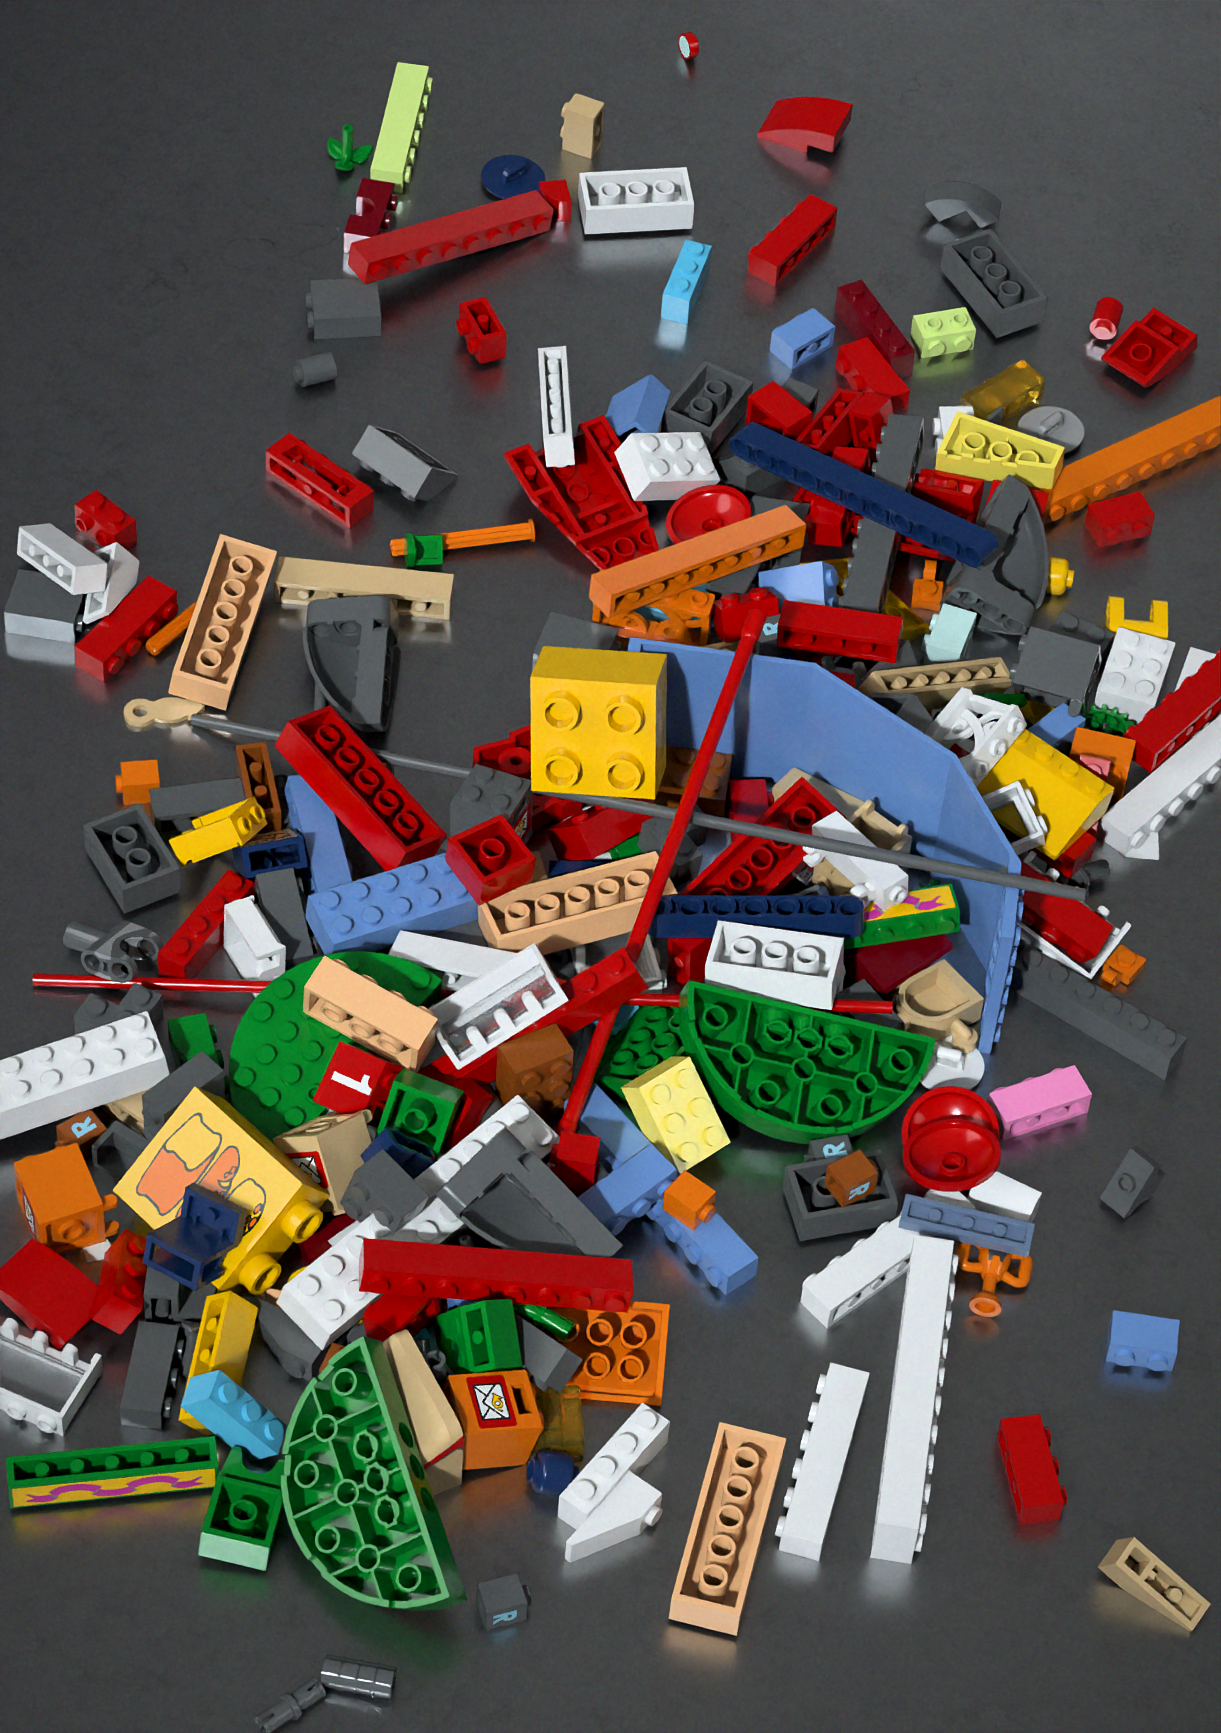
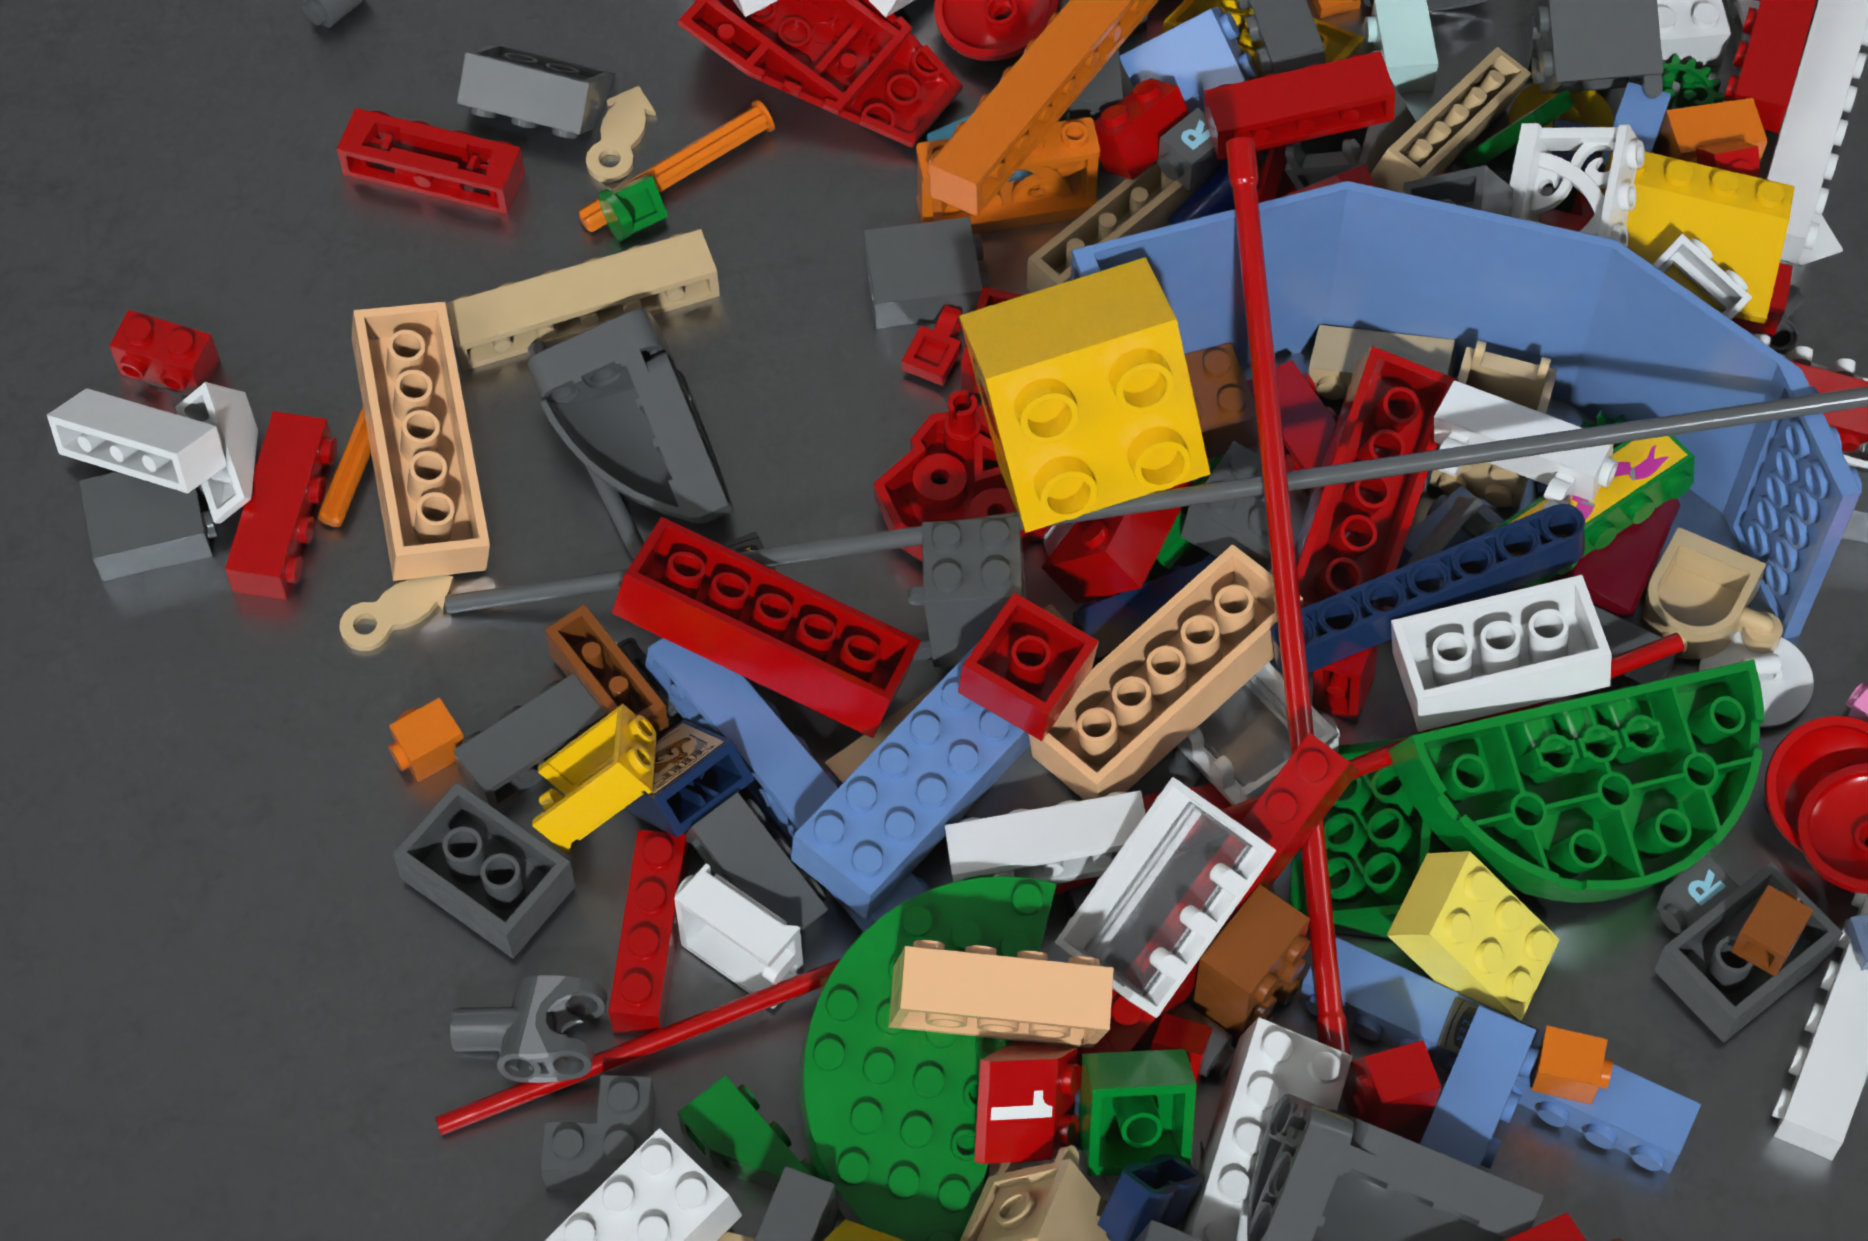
camera: 20 degrees left, 10 degrees up
(441, 509) = (620, 134): none -> tan brick

